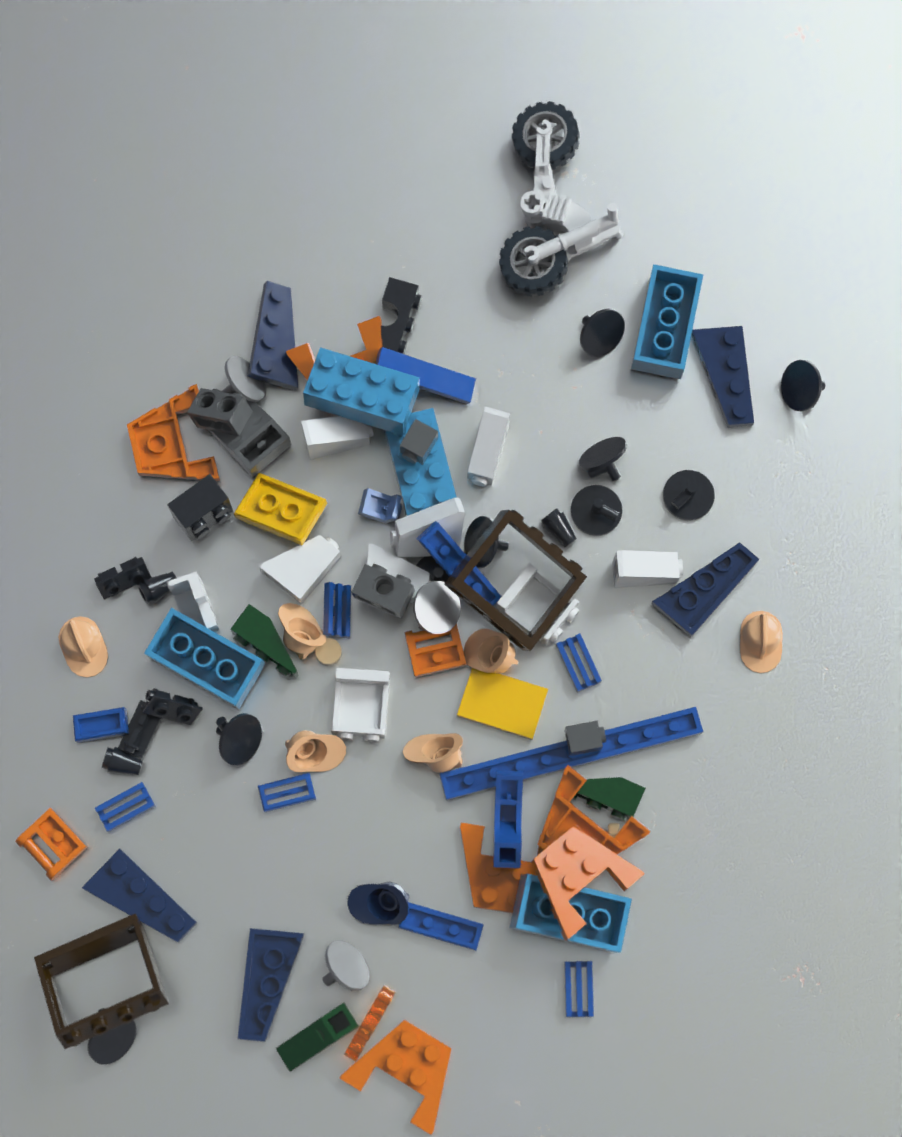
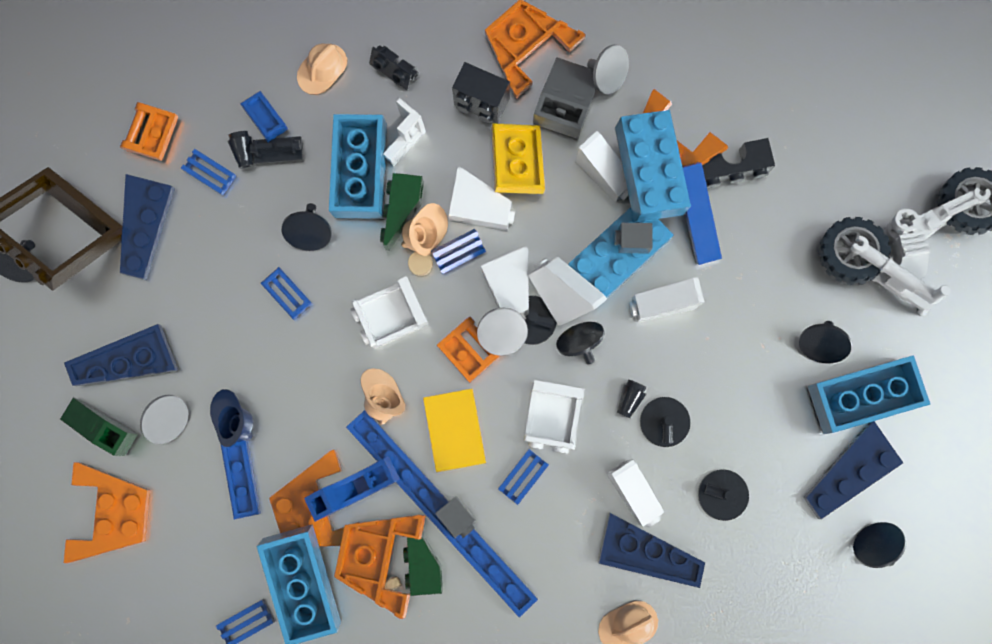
camera: 65 degrees right, 5 degrees up
(155, 587) = (396, 91): black cone -> none
(179, 709) = (308, 172): black hinge -> none
(220, 411) = (571, 63): dark grey brick -> none
(273, 338) = (660, 73): dark blue wing -> none
(314, 752) = (327, 295): light nougat piece -> none
(370, 1023) = (129, 463): clear orange beam -> none
(380, 506) = (565, 238): medium blue bracket -> none
(393, 602) = (483, 265): dark grey brick -> none
(449, 556) = (546, 331): blue tile -> none
(488, 611) = (603, 403): dark brown window -> none
(489, 651) = (489, 396): light nougat piece -> none
(570, 866) = (332, 565): orange wing -> none
(601, 457) = (714, 402): black shield -> none

